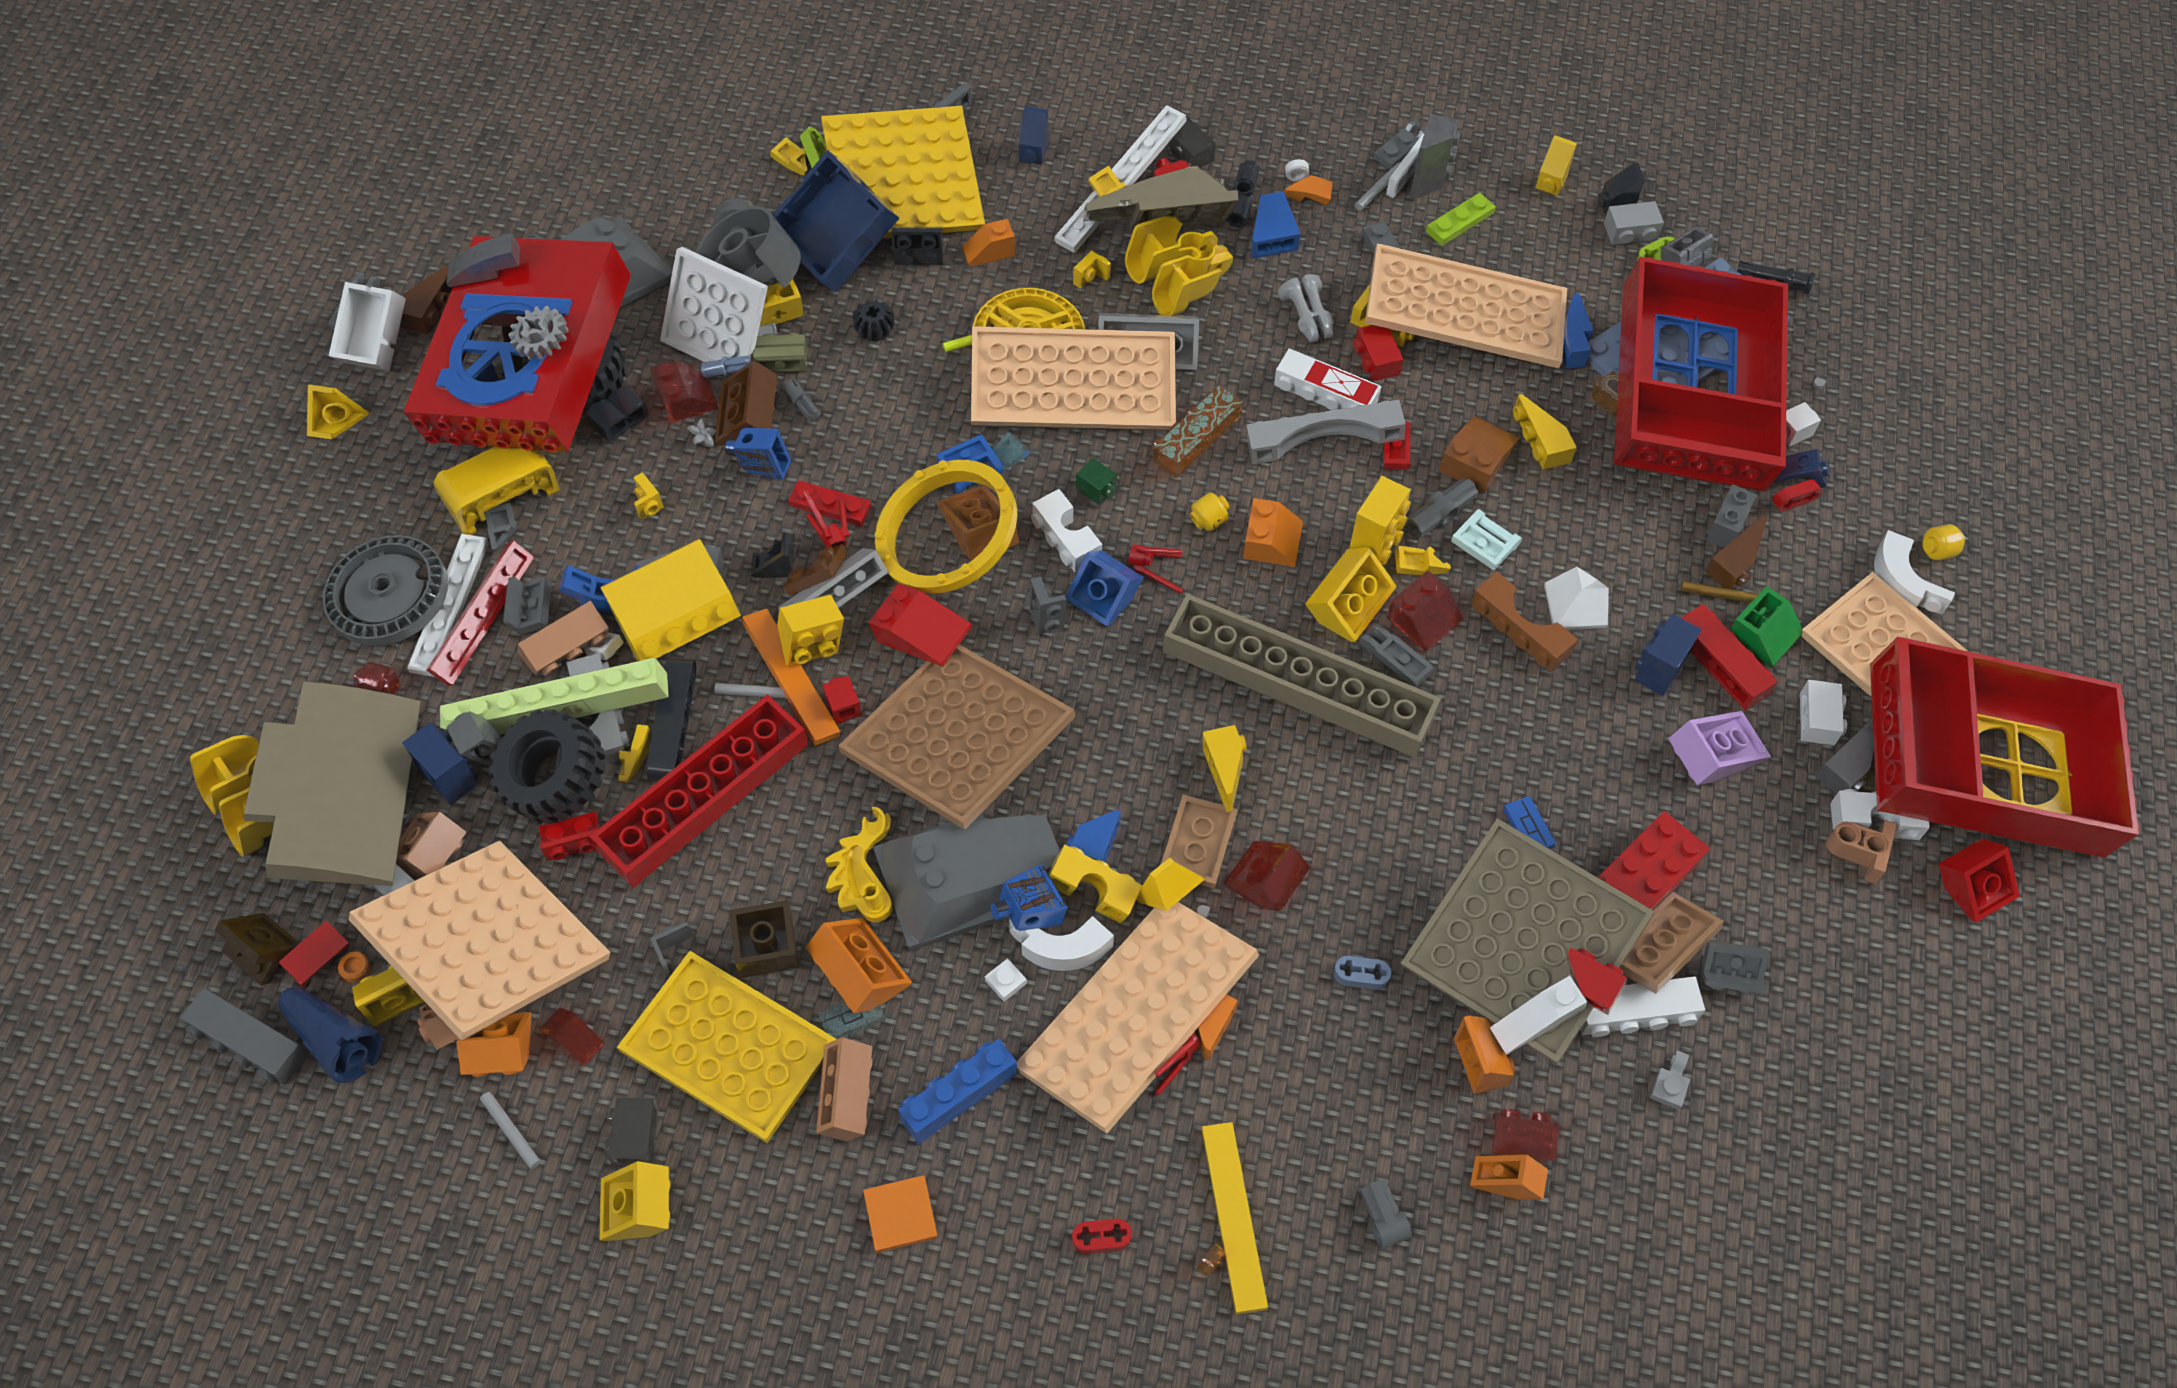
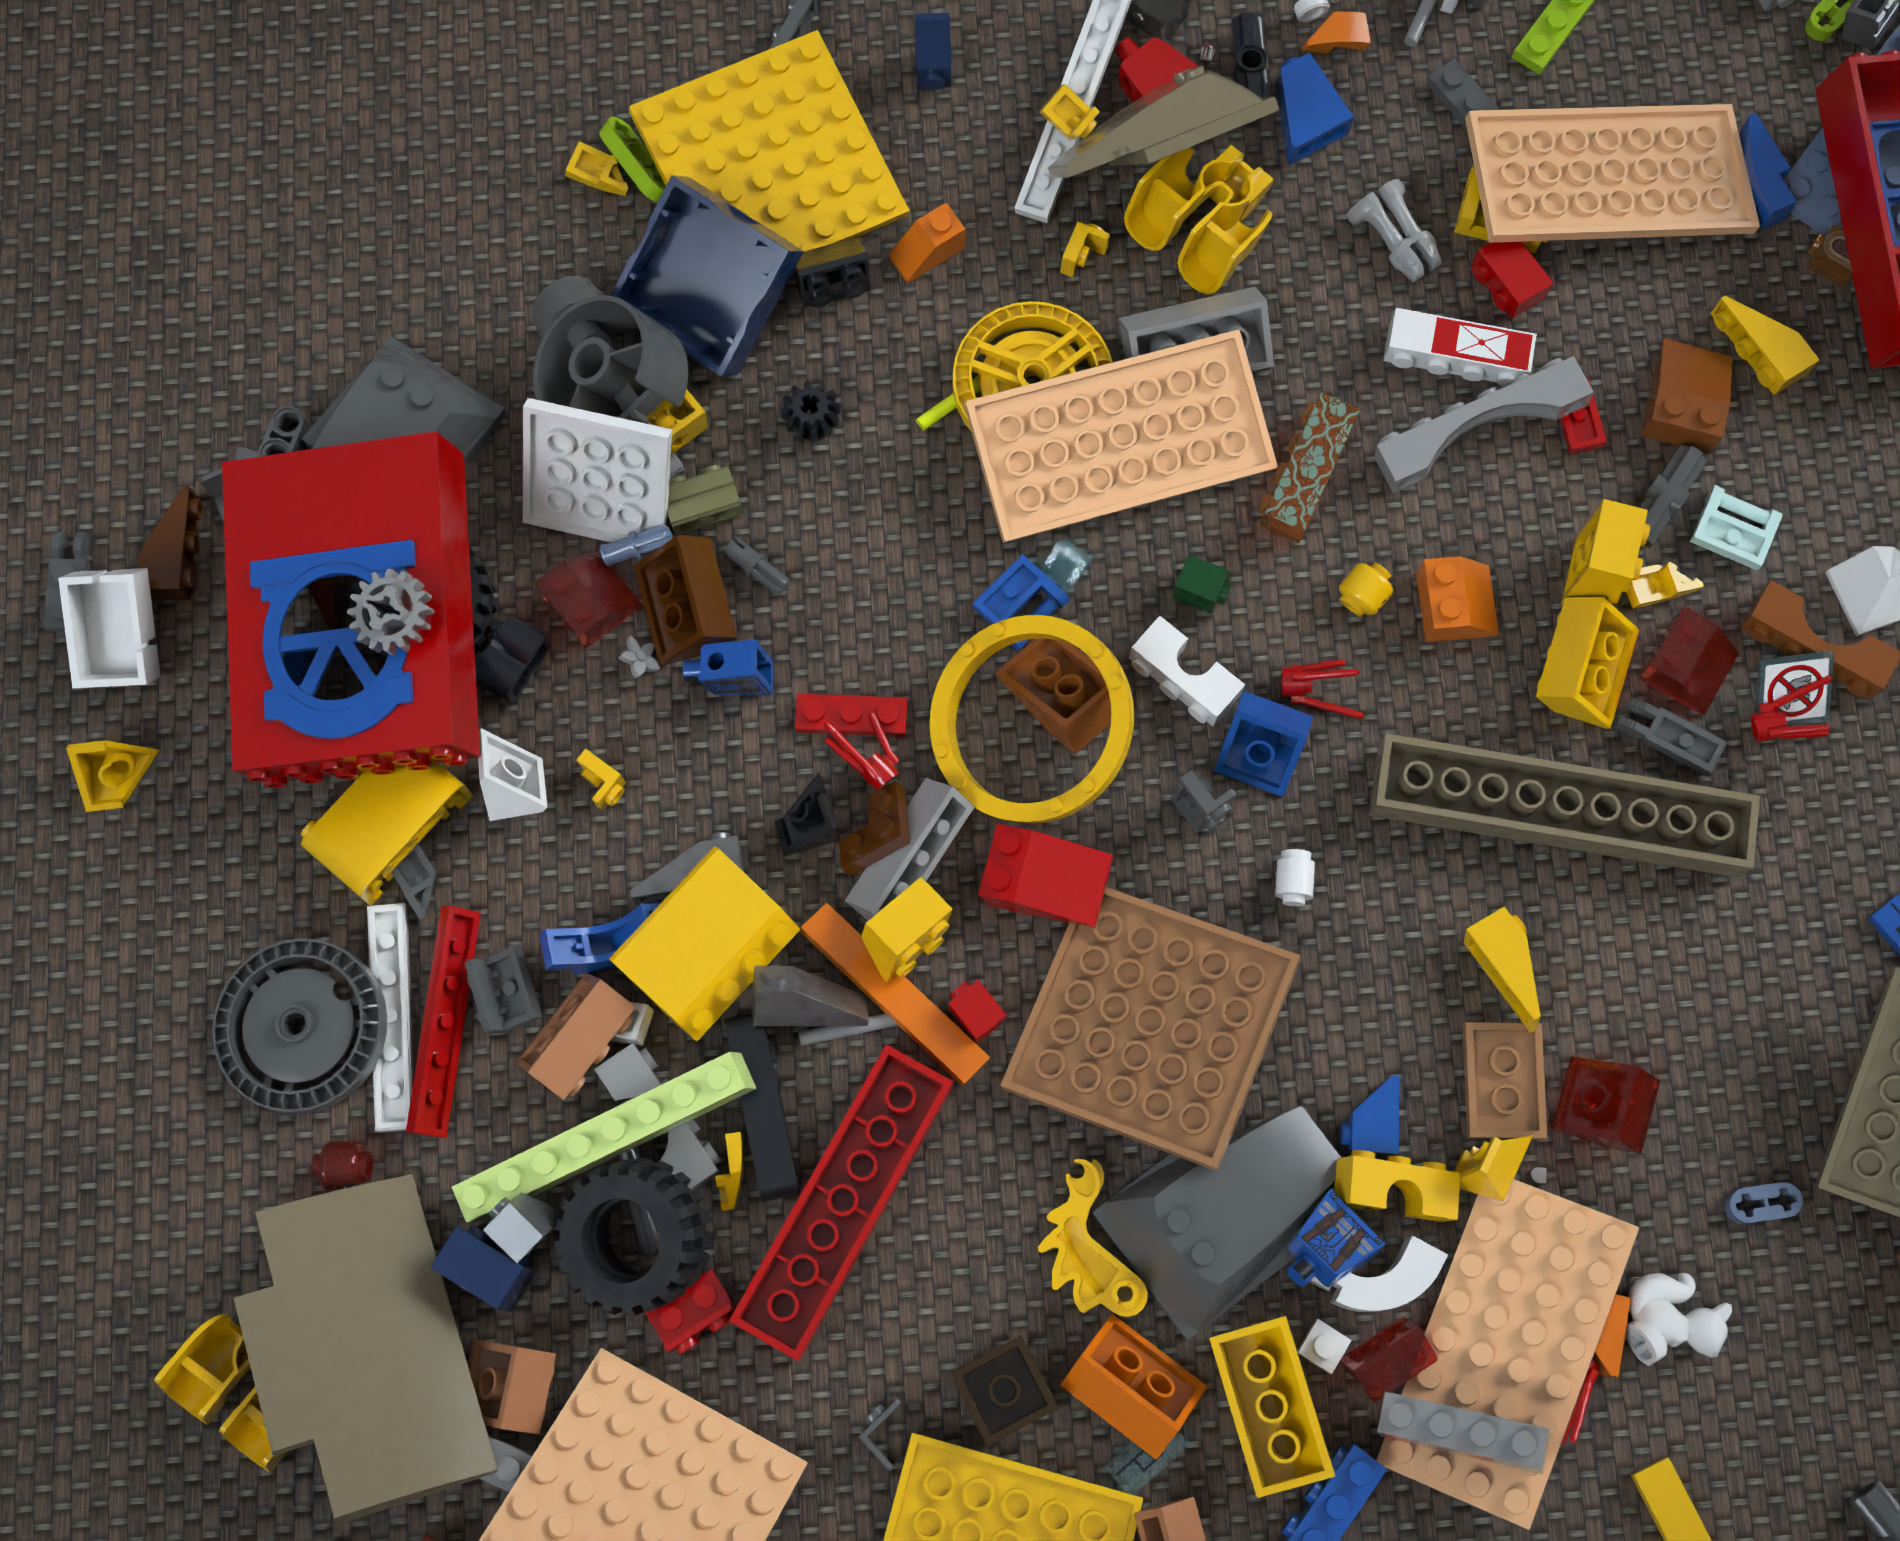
camera: 15 degrees left, 15 degrees up
(484, 260) = (260, 509): flat silver slope -> none
(583, 476) = (510, 778): none -> white slope
(721, 654) = (802, 999): none -> flat silver slope
(947, 999) = (1272, 1407): none -> yellow slope
(1048, 995) = (1389, 1358): none -> clear red bracket
(1079, 1047) = (1464, 1432): none -> light grey brick
(1095, 674) = (1295, 877): none -> white brick
(1255, 1026) = (1660, 1324): none -> white animal
(1468, 663) = (1770, 725): none -> red plant
(1492, 645) = (1788, 673): none -> piece

